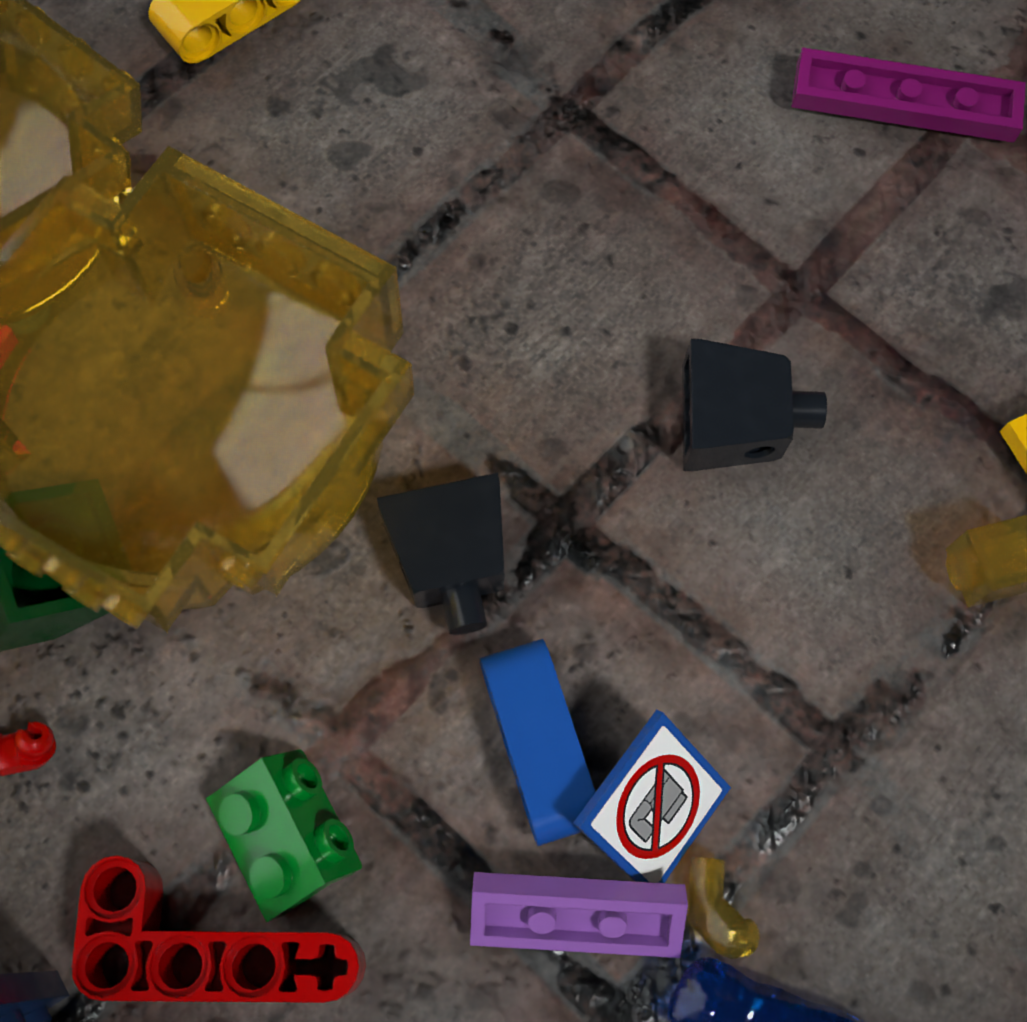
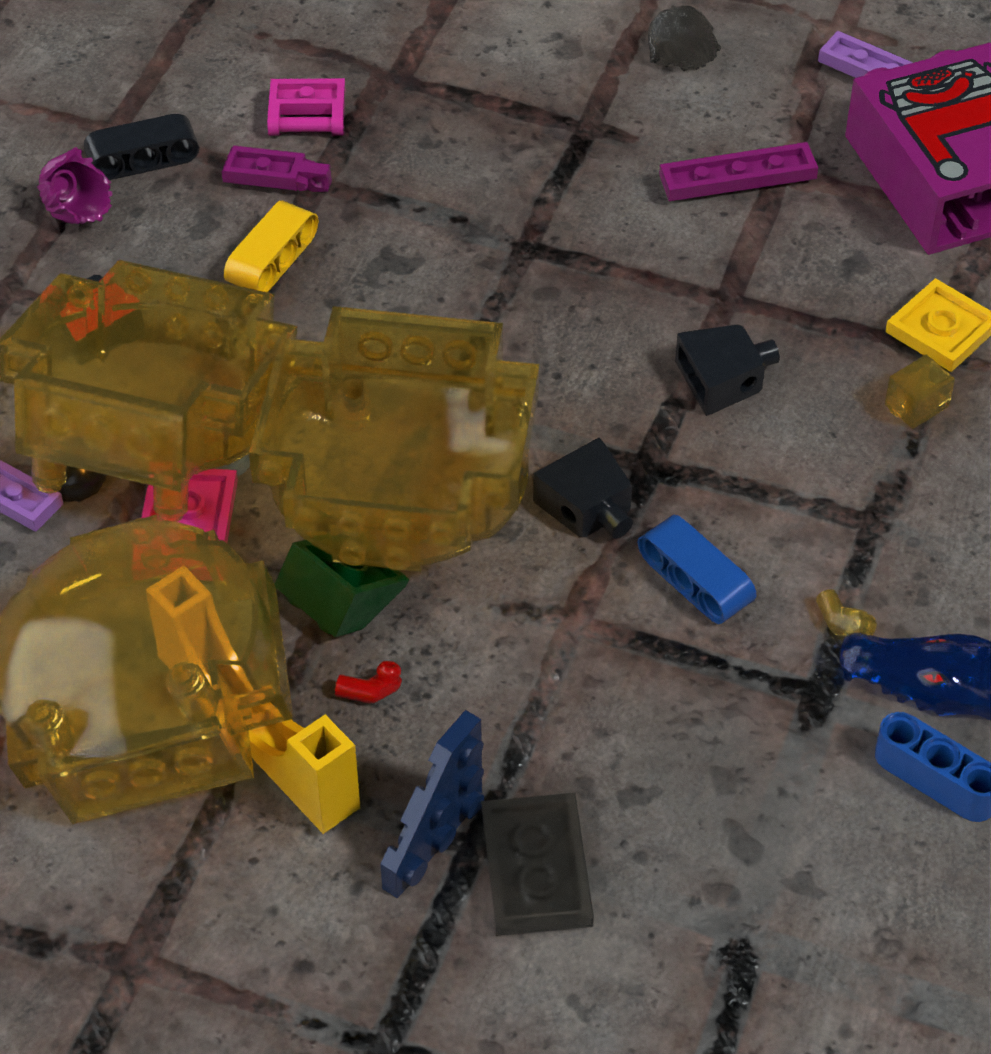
camera: 20 degrees left, 20 degrees down
(222, 953) = (621, 717): red beam -> none
(283, 832) = (565, 667): green bracket -> none
(578, 915) = (765, 642): medium lavender plate -> none
(653, 802) = (781, 570): piece -> none

